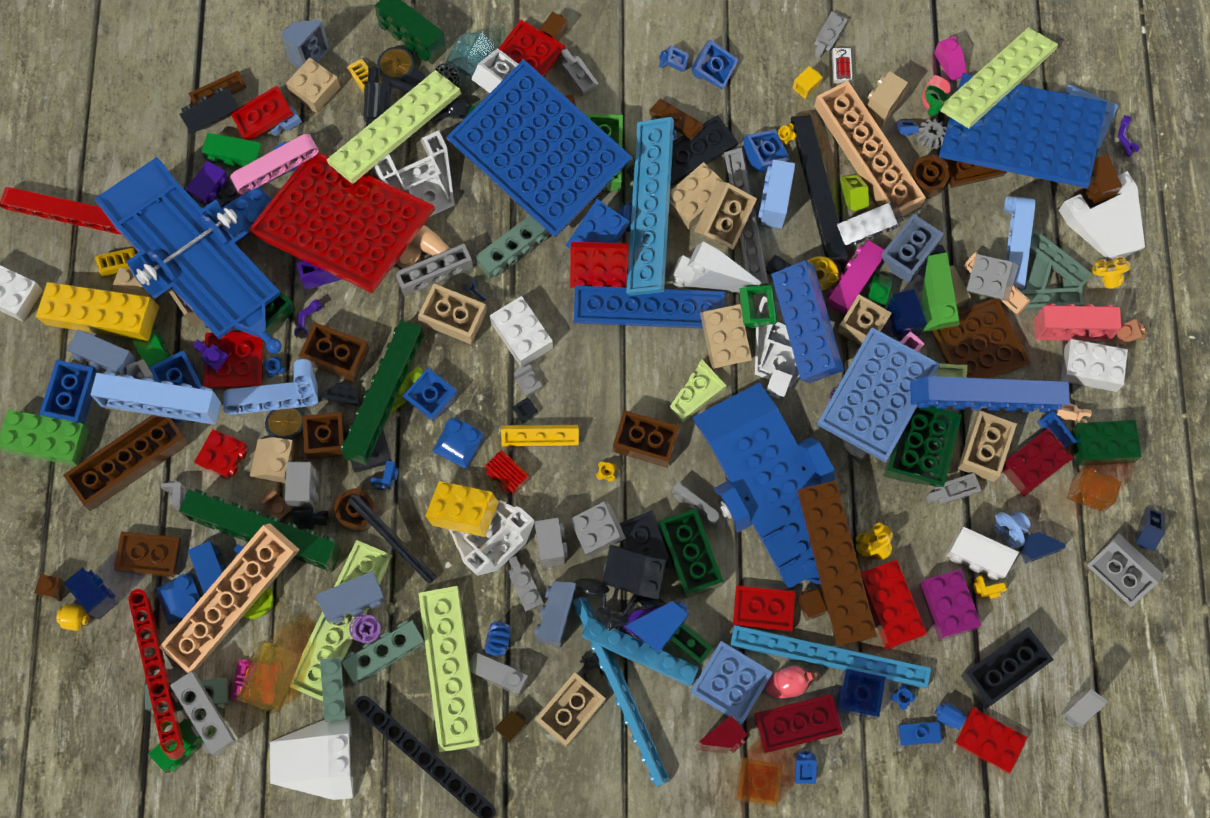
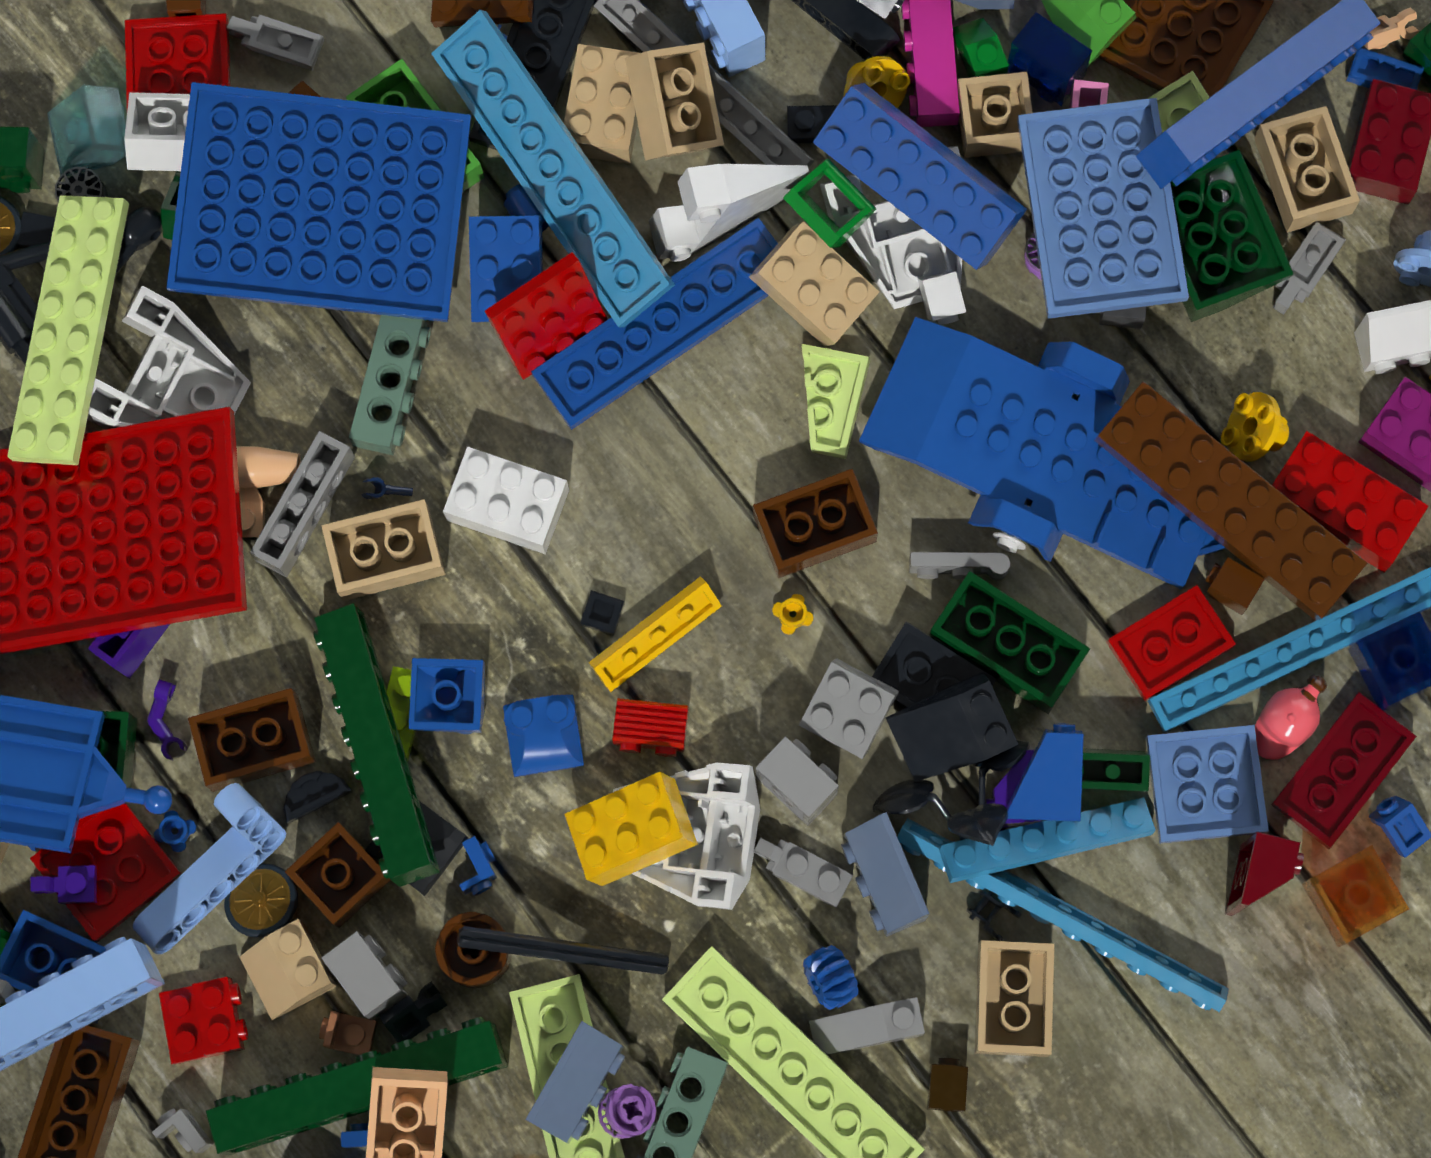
camera: 30 degrees left, 5 degrees up
(527, 380) = (571, 566): light grey bracket -> none

